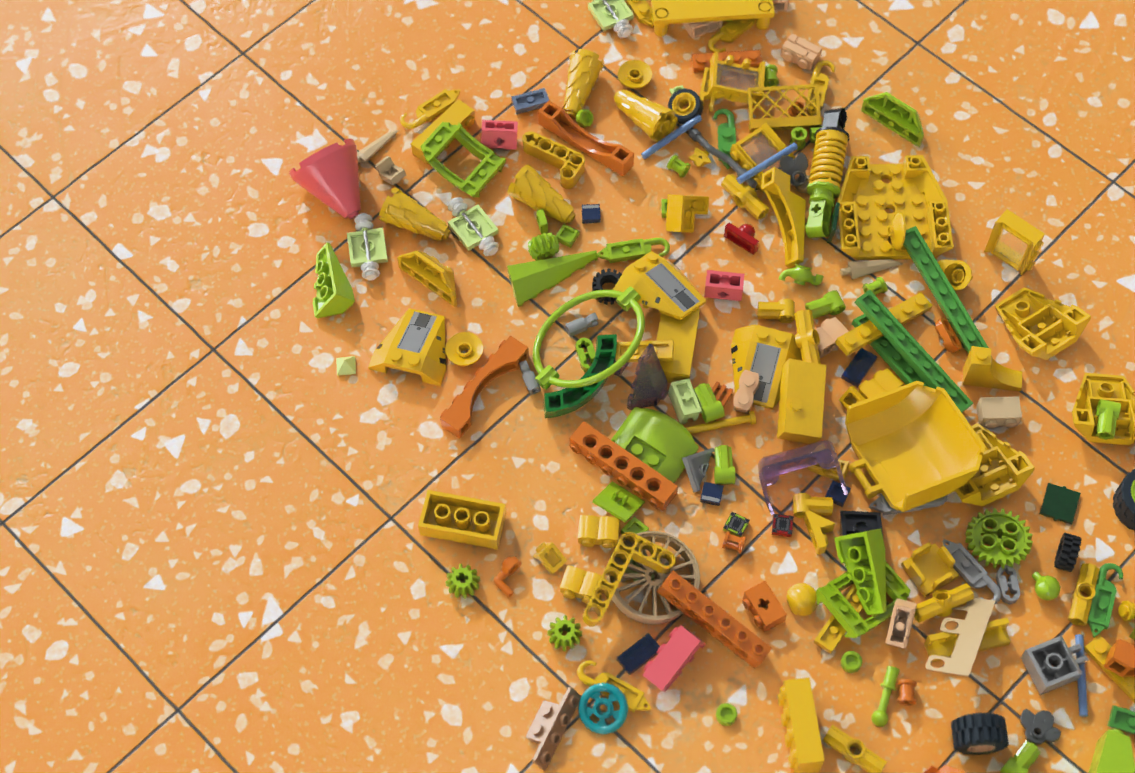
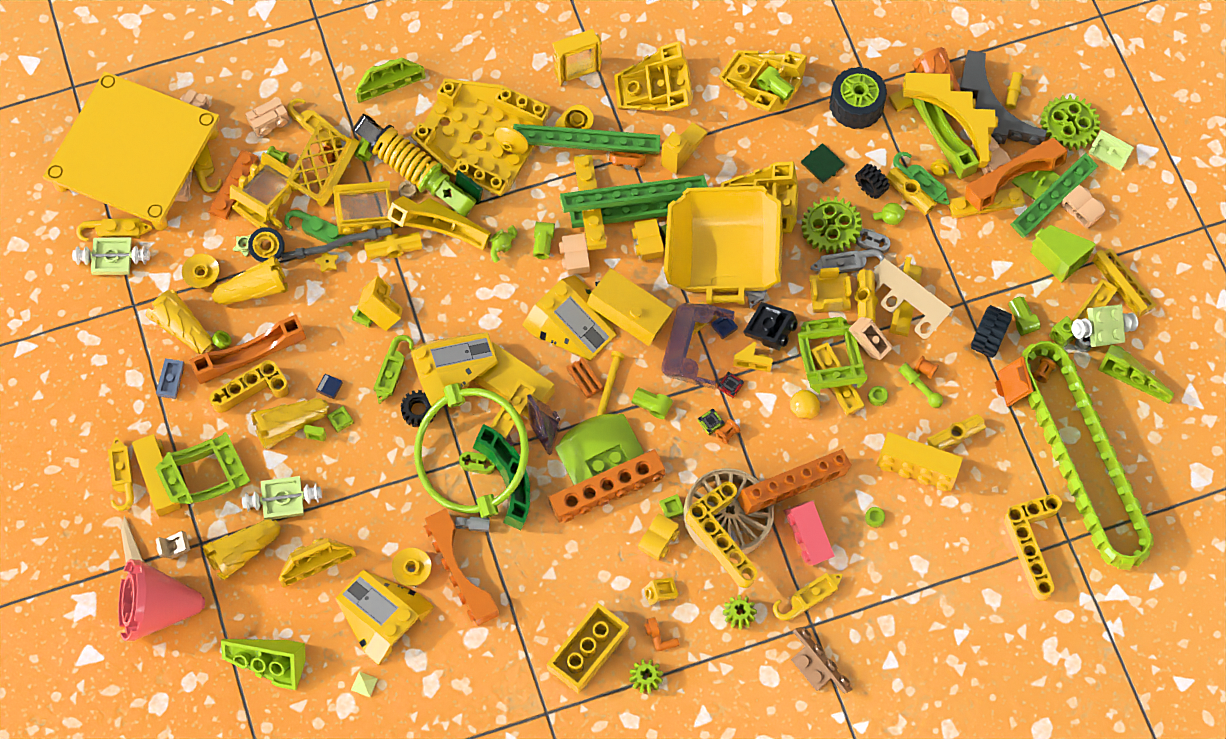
camera: 65 degrees left, 5 degrees up
(367, 247) = (245, 606): yellowish green plate -> none
(499, 134) = (195, 424): coral brick -> none
(534, 277) = (371, 466): lime wedge -> none
(543, 246) = (345, 444): lime gear -> none
(579, 584) = (703, 575): yellow brick -> none
(581, 324) = (444, 451): light grey bar -> none
(614, 694) = (837, 603): teal plate -> none
(618, 502) = (640, 506): lime piece -> none
(638, 654) = (787, 560): clear blue tile -> none
(671, 136) = (290, 274): medium blue piece -> none
(678, 166) = (326, 284): lime bush -> none
(684, 400) = (572, 402): yellowish green hinge -> none
(696, 467) = (640, 425): light grey tile -> none
(710, 406) = (594, 383): lime piece -> none
(711, 493) = (671, 426): dark blue tile -> none
(724, 285) = (477, 310): coral brick -> none
(742, 236) = (434, 269): red tile -> none
(744, 396) = (596, 349): light nougat brick -> none
(763, 595) = (805, 431): orange brick -> none
(773, 159) = (377, 207): medium blue bar -> none
(781, 310) = (527, 277): yellow piece -> none
(795, 134) = (358, 170): lime bush -> none
(795, 166) = (394, 188): dark grey plate -> none
(807, 337) = (573, 269): yellow piece -> none
(819, 505) = (724, 355): yellow piece -> none
(851, 397) = (646, 266): yellow brick -> none
(859, 367) = (617, 245): tile -> none
(863, 268) = (521, 191): tan bar -> none
(865, 561) = (805, 336): lime wedge -> none
(876, 287) = (549, 190): lime bush -> none
(999, 411) = (721, 160): tan brick -> none
(1040, 724) = (999, 285): dark grey plate -> none
(1054, 652) = (958, 246): light grey hinge -> none
(1082, 691) = (974, 232): medium blue bar -> none

